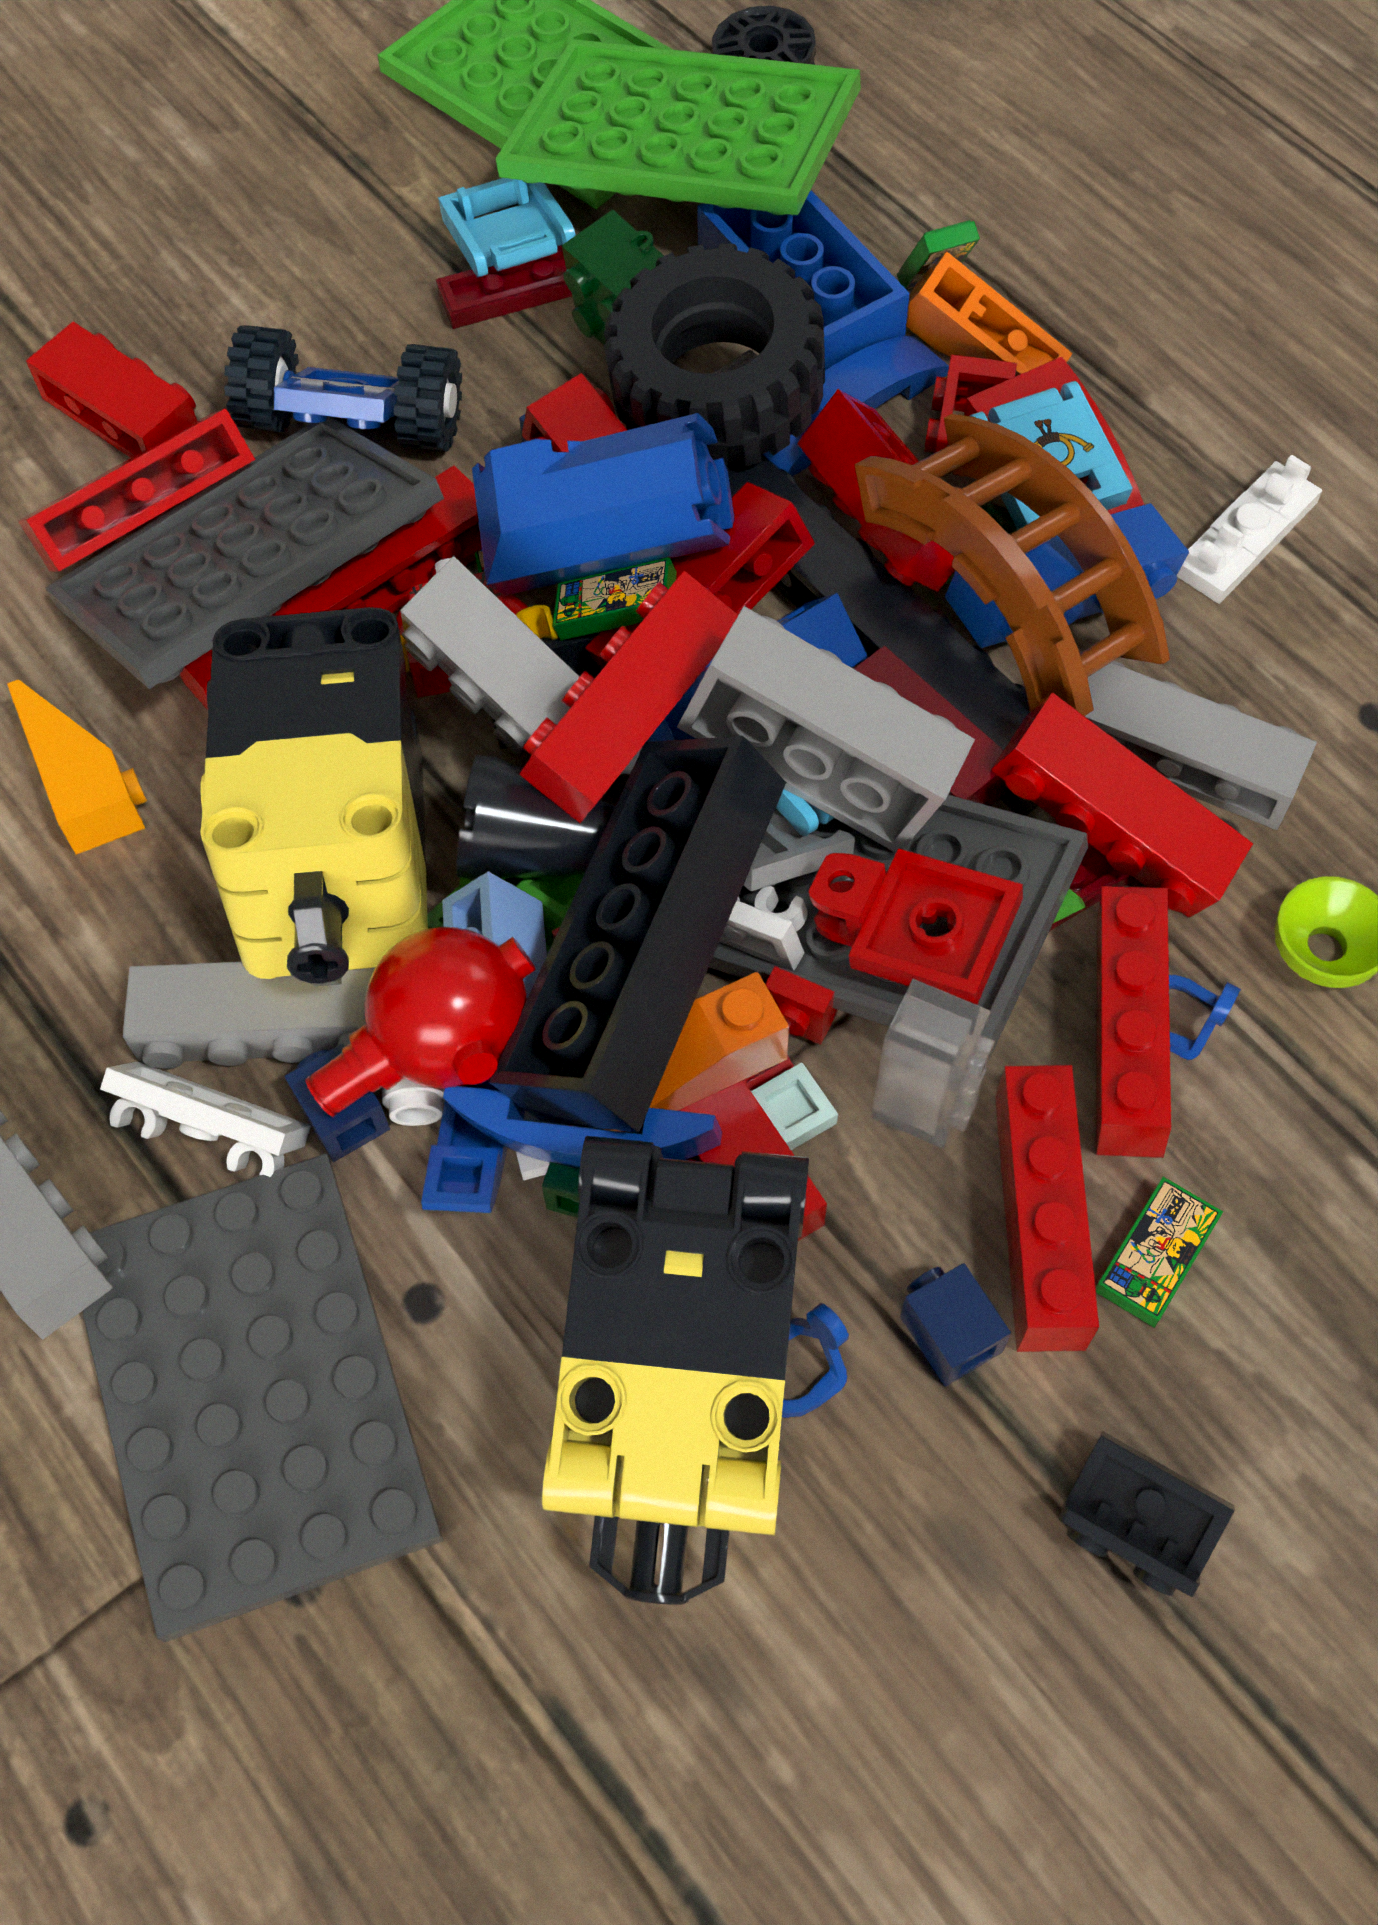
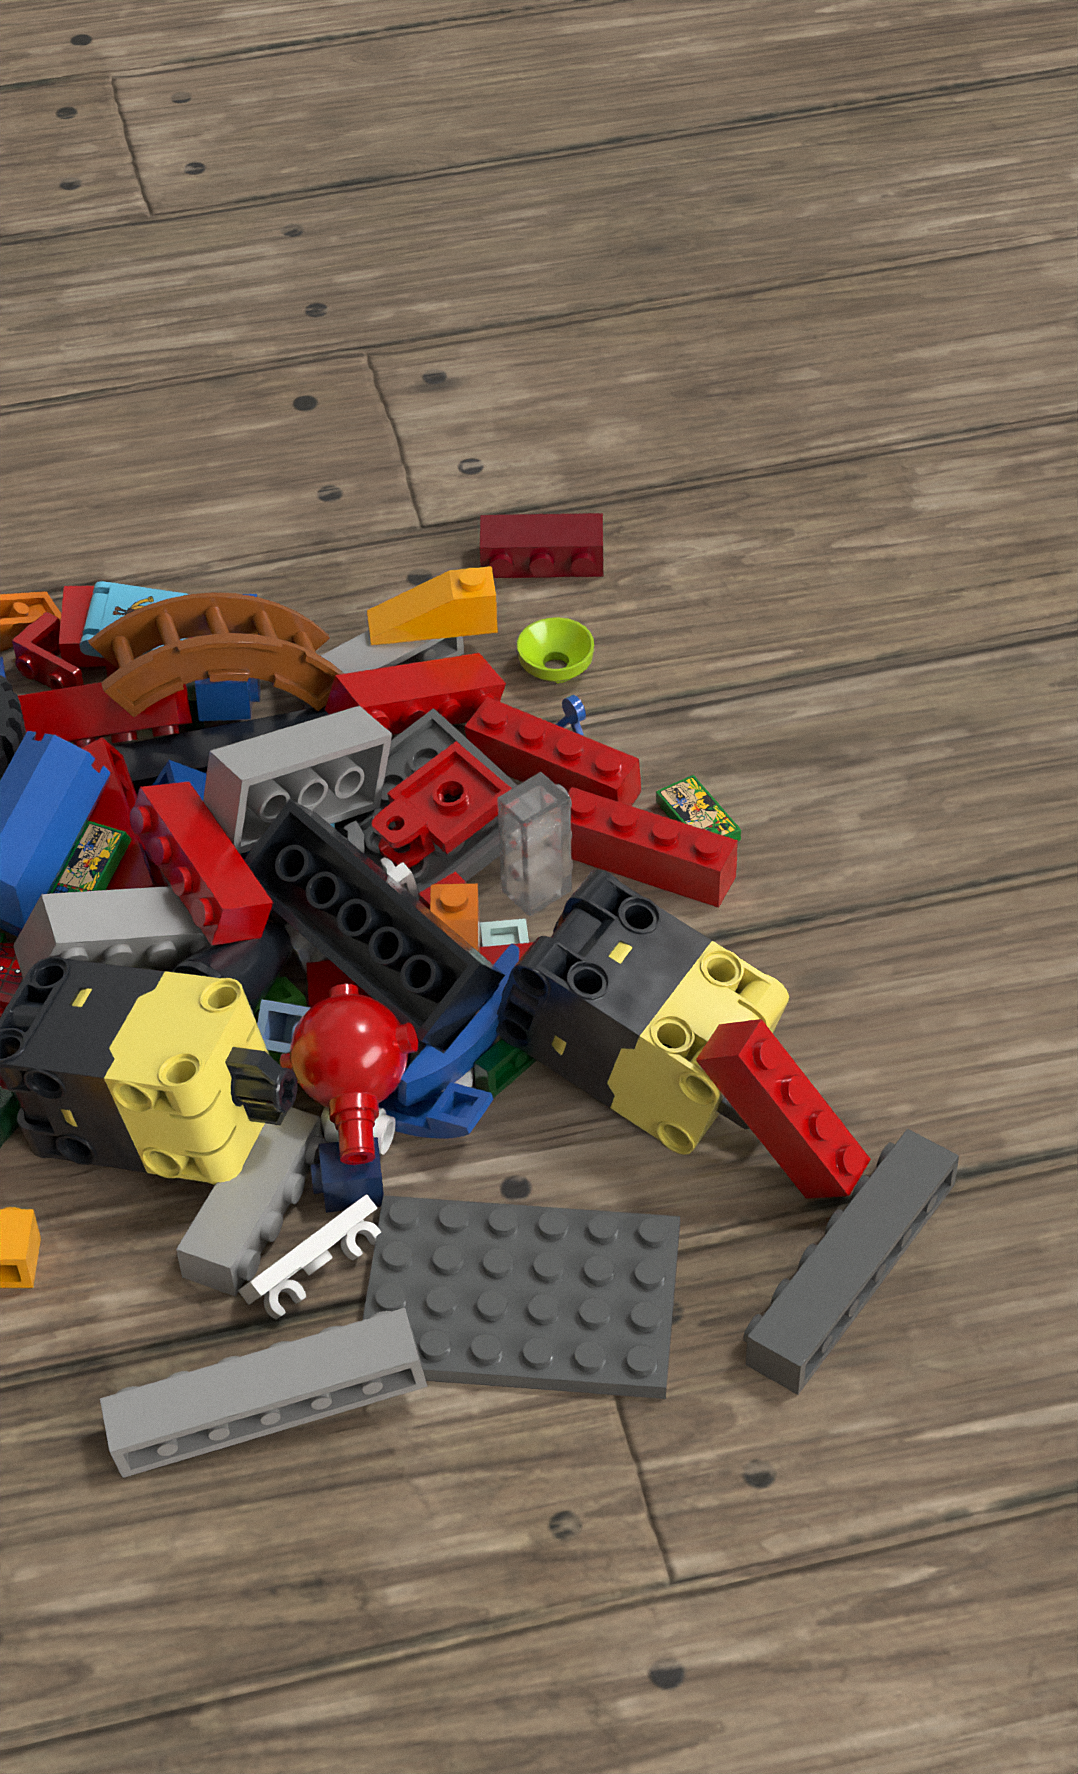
camera: 65 degrees left, 15 degrees down
(458, 1809) = (850, 1260): none -> dark grey brick
(583, 1609) = (783, 1109): none -> red brick
(953, 1322) = (696, 907): dark blue brick -> none
(1144, 1516) = (847, 878): black bracket -> none
(1250, 529) = (245, 562): white plate -> none
(1282, 759) = (442, 607): none -> light orange slope

